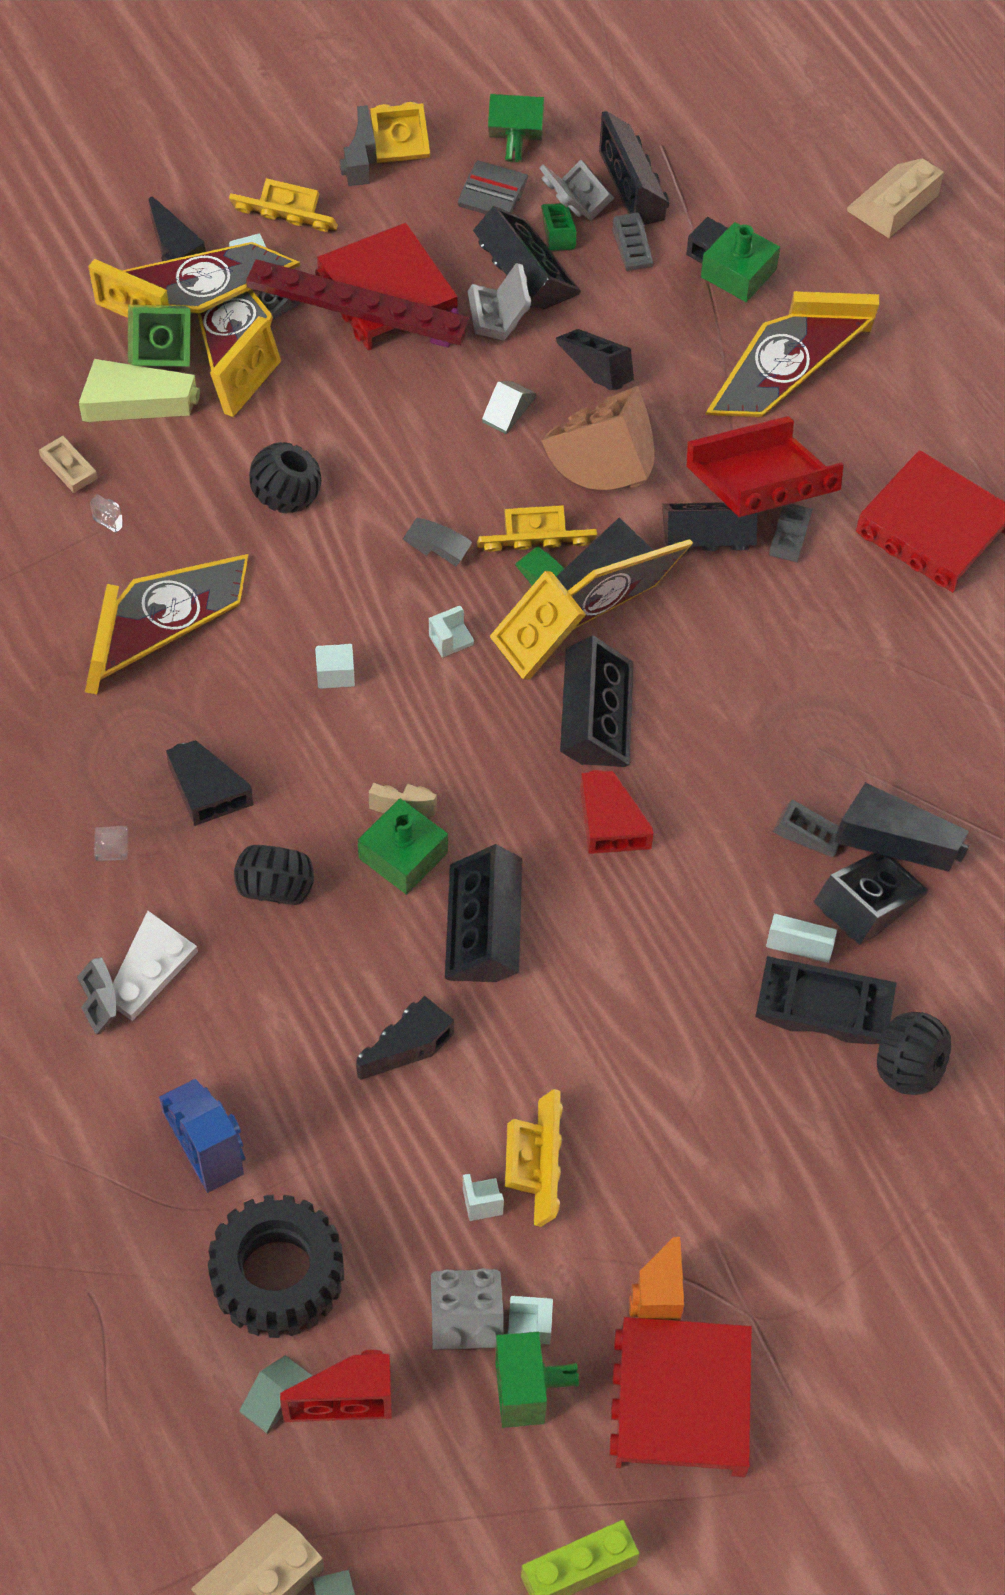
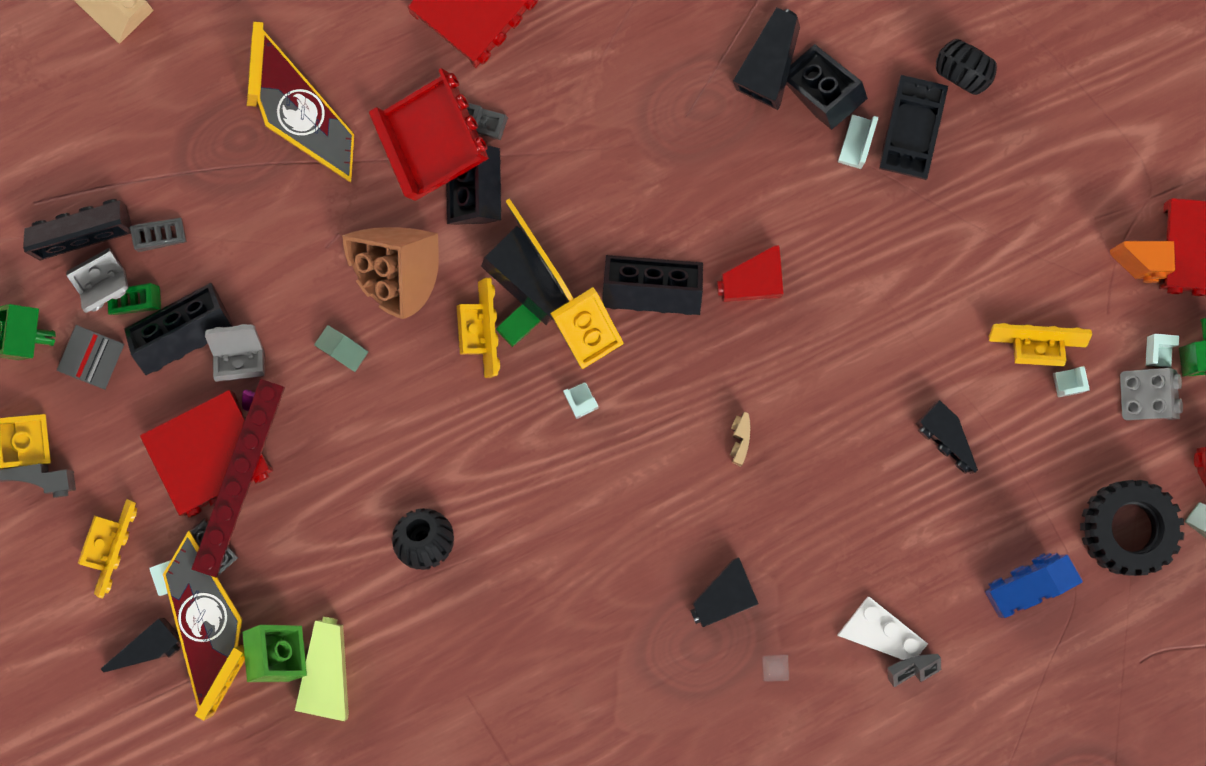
camera: 90 degrees left, 25 degrees up
(68, 464) = (401, 727): tan plate -> none
(106, 513) = (455, 689): clear plate -> none
(160, 611) = (561, 639): piece -> none
(239, 348) = (275, 584): yellow piece -> none
(274, 874) = (808, 538): black wheel -> none
(335, 666) = (614, 493): light aqua panel -> none
(403, 846) = (784, 438): green brick -> none
(429, 536) = (488, 410): dark grey slope -> none
(484, 916) = (844, 377): black slope -> none
(599, 358) = (293, 270): black slope -> none
(703, 238) = (161, 167): black brick -> none
(740, 261) = (187, 140): green brick -> none
(804, 837) = (756, 142): dark grey slope -> none

